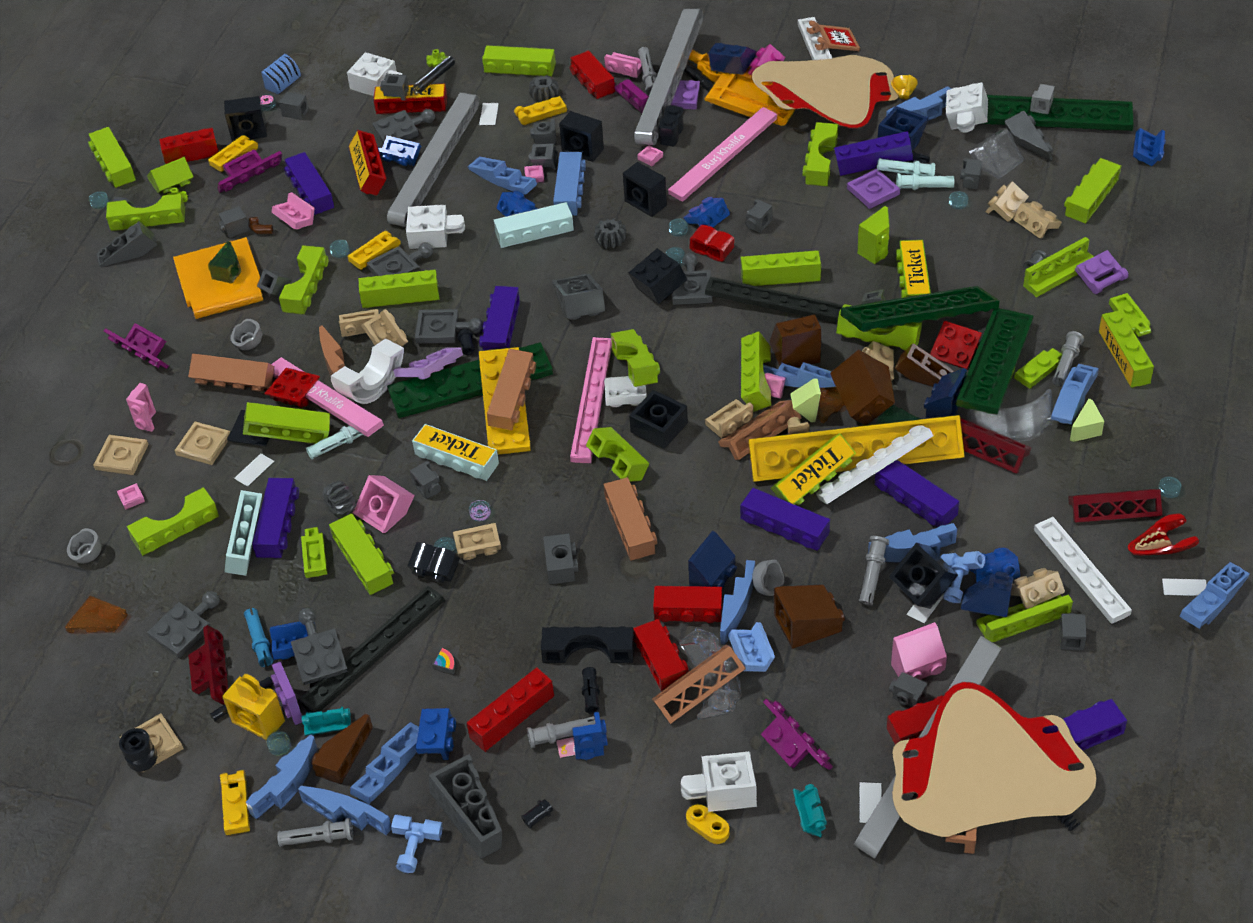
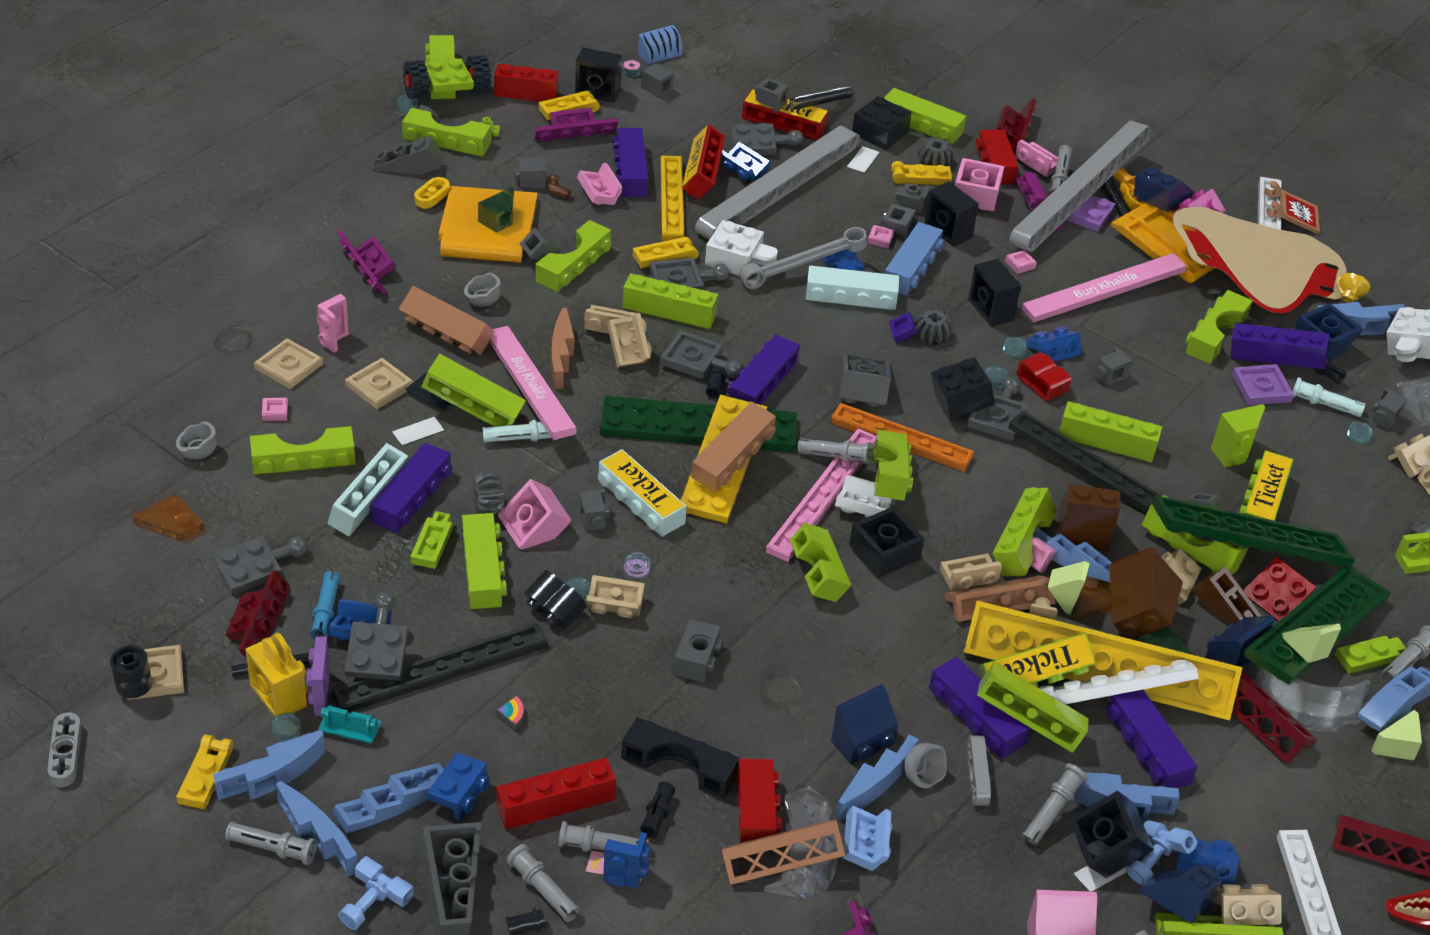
camera: 15 degrees right, 5 degrees down
(114, 840) = (69, 759): none -> light grey beam
(122, 165) = (447, 76): none -> plate
(161, 268) = (432, 192): none -> yellow plate
(170, 175) = (491, 104): lime slope -> none
(292, 387) = (501, 359): red hinge -> none
(339, 248) = (629, 238): clear light blue tile -> none
(340, 752) = (347, 762): reddish brown slope -> none
(355, 202) = (671, 198): none -> yellow tile
(369, 73) = (752, 70): white brick -> none
(374, 378) = (593, 383): white brick -> none
(432, 363) = (666, 391): lavender wing -> none
(435, 58) = (834, 83): lime plant -> none
(454, 243) = (804, 257): none -> light grey piece
(490, 78) = (881, 122): none -> black brick
(500, 175) = (839, 219): medium blue slope -> none
(524, 775) = (535, 874): none -> light grey pin
(588, 242) = (903, 327): none -> dark purple plate
(590, 101) = (980, 182): none -> bright pink brick
(593, 359) = (846, 451): none -> light grey pin
(594, 40) = (1015, 123): none -> dark red bracket
(630, 519) = (798, 638): nougat brick -> none
(647, 330) = (921, 443): none -> orange tile
(671, 125) = (1059, 238): black brick -> none
(688, 603) = (817, 757): red brick -> none
(805, 563) = (978, 770): none -> light grey beam
(806, 613) = (951, 823): reddish brown slope -> none
(825, 503) = (1033, 707): none -> lime brick
(905, 167) = (1312, 375): light aqua pin -> none
(1000, 376) = (1313, 642): none -> yellowish green slope

